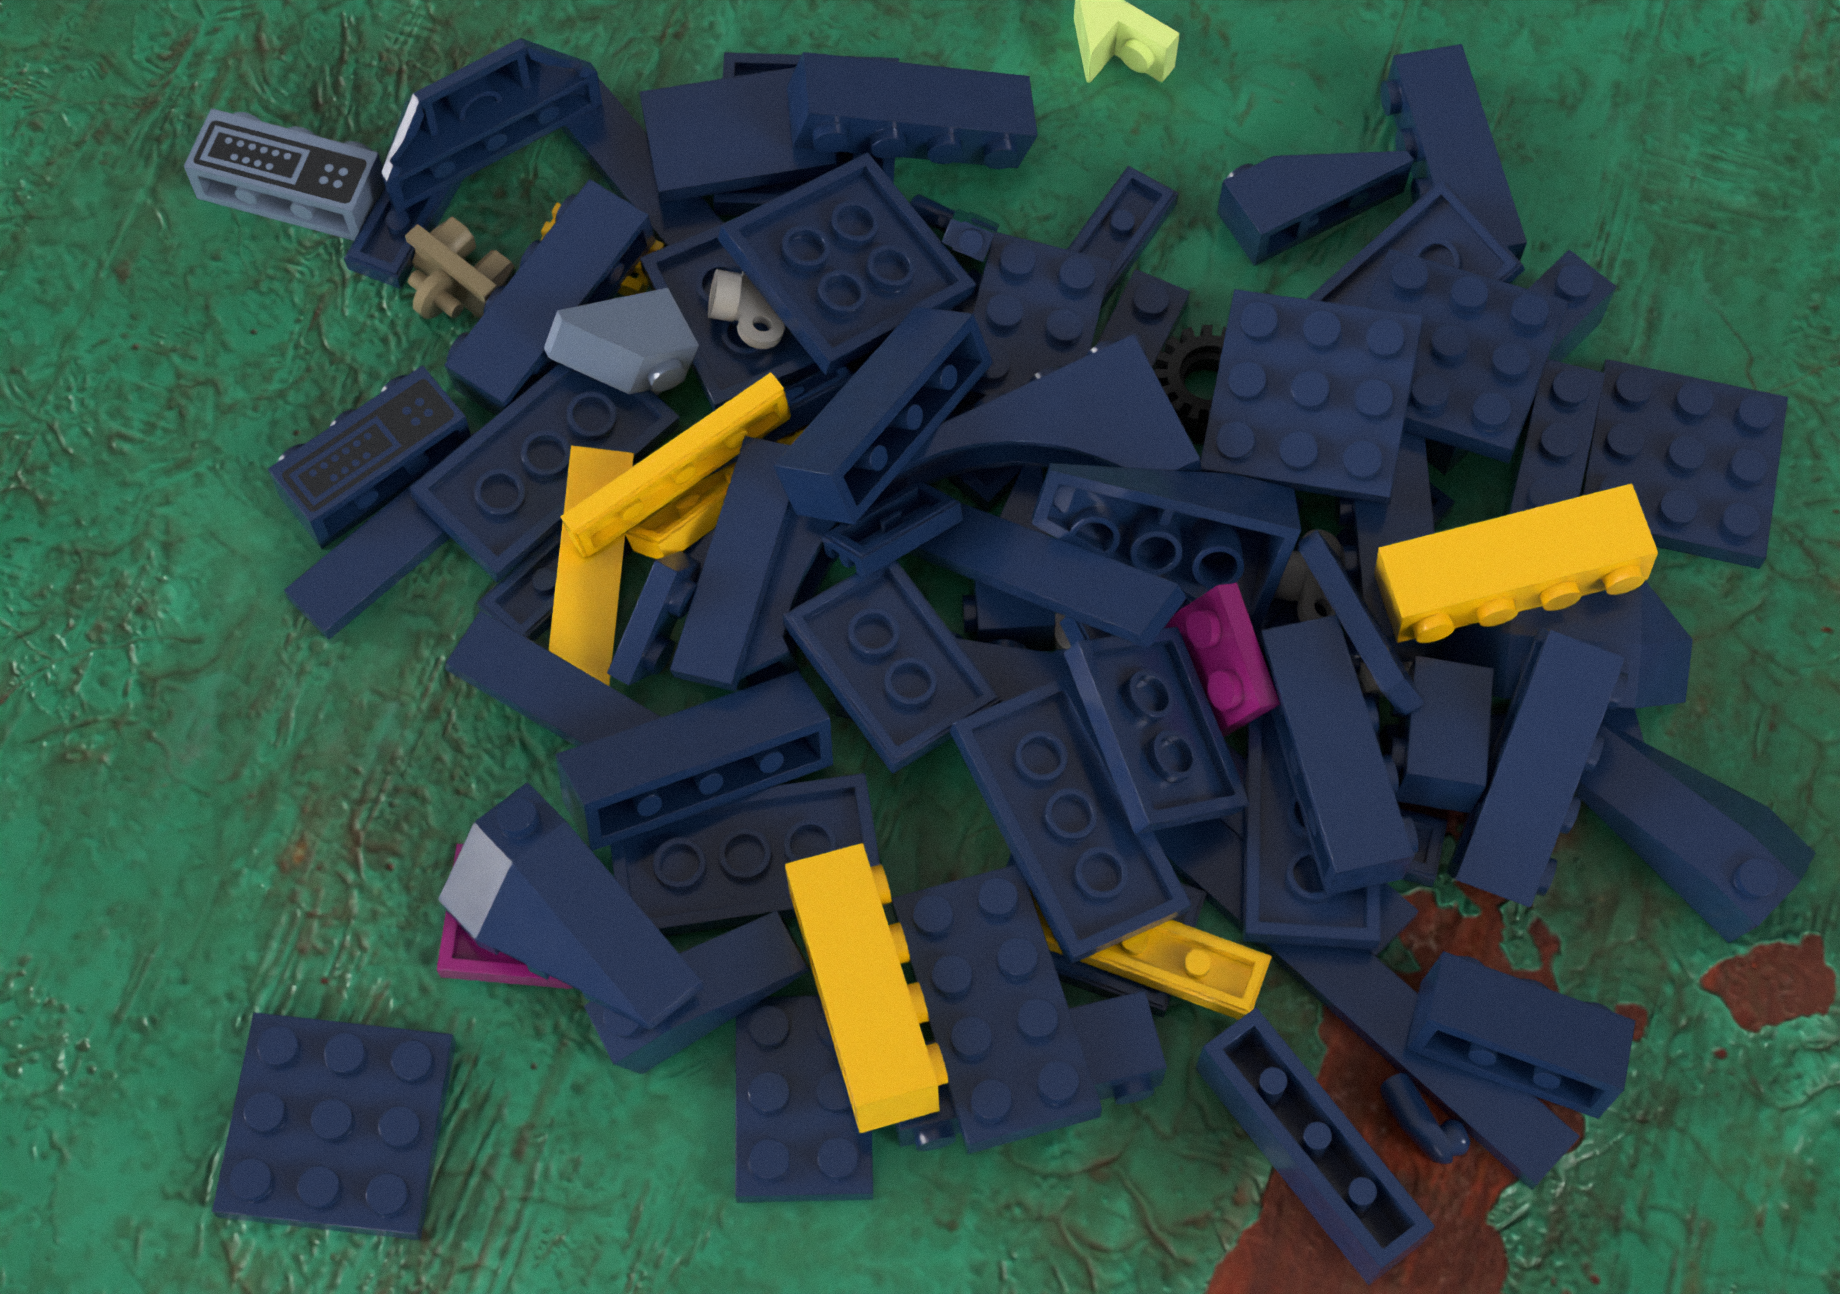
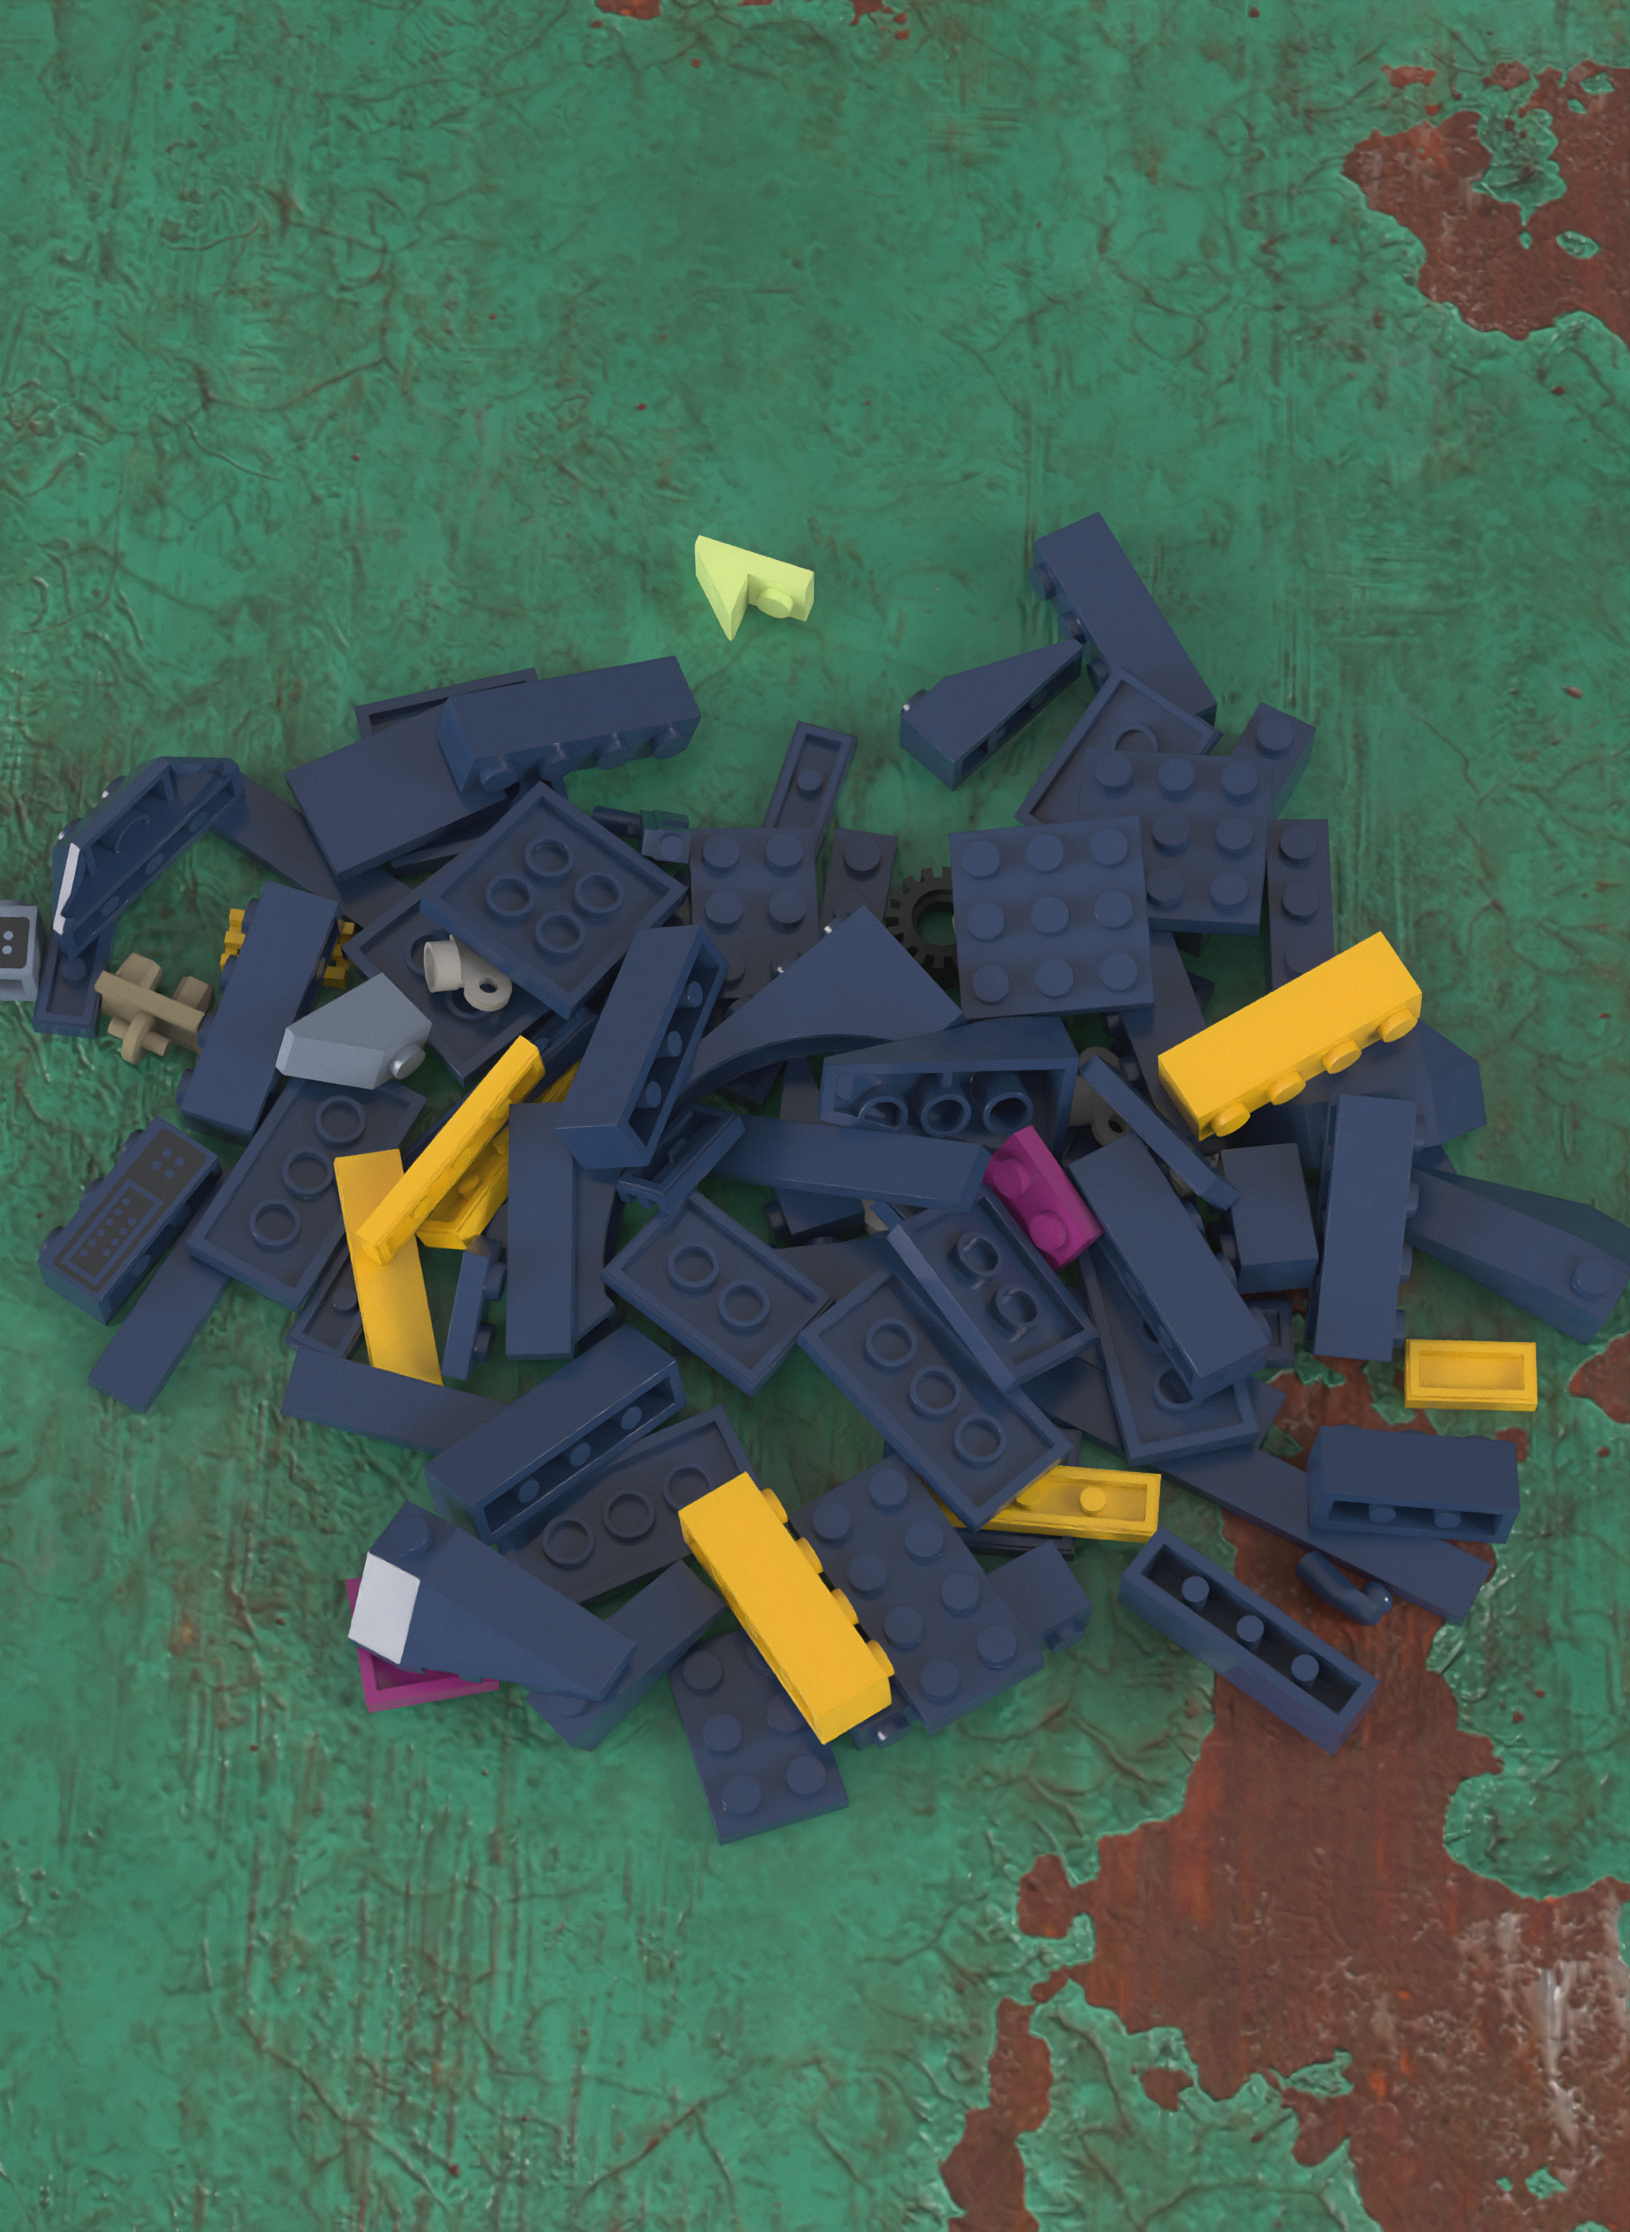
camera: 15 degrees left, 0 degrees up
(335, 1126) = (313, 1880): dark blue plate -> none
(1606, 941) = (1470, 1375): none -> yellow tile
(1696, 458) = (1431, 879): dark blue plate -> none

